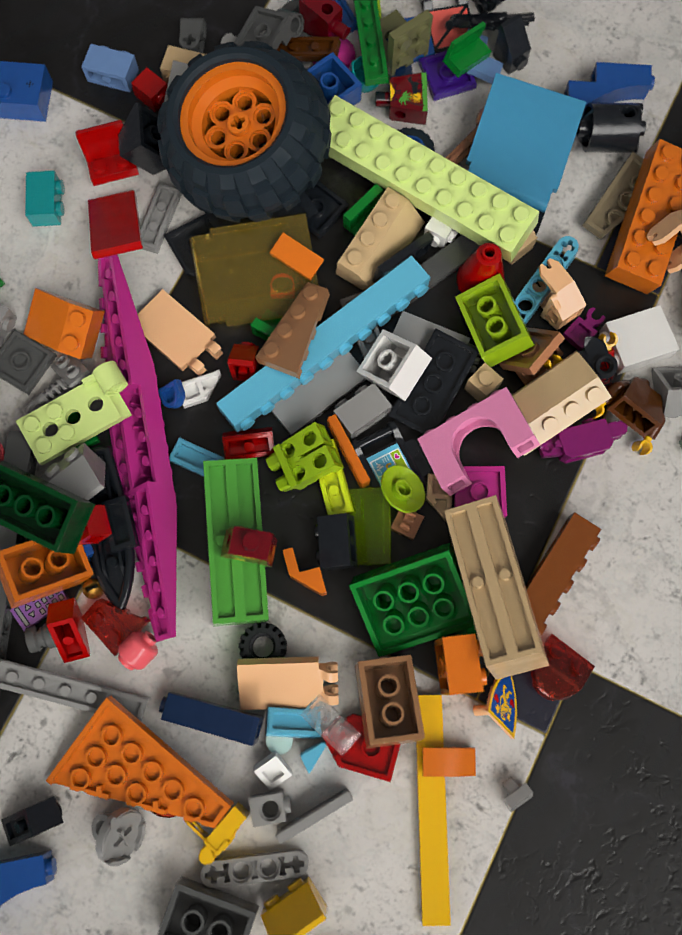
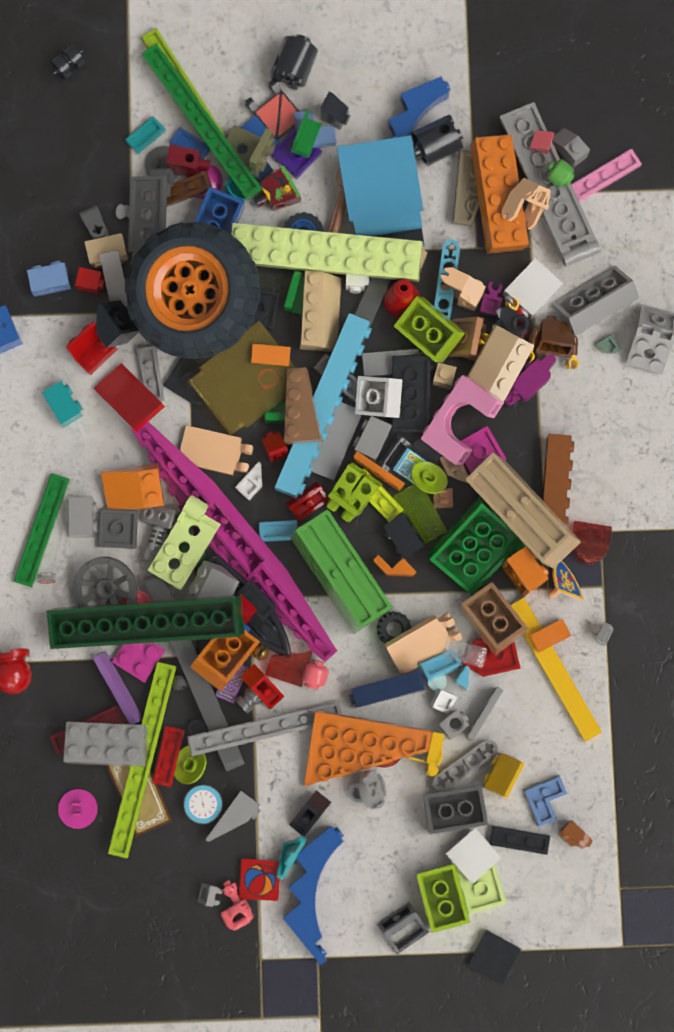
camera: 30 degrees left, 5 degrees up
(172, 394) = (238, 495): blue tile -> none
(249, 546) = (356, 568): dark red torso -> none
(415, 249) = (350, 297): black tile -> none
(491, 19) = (307, 97): black animal -> none

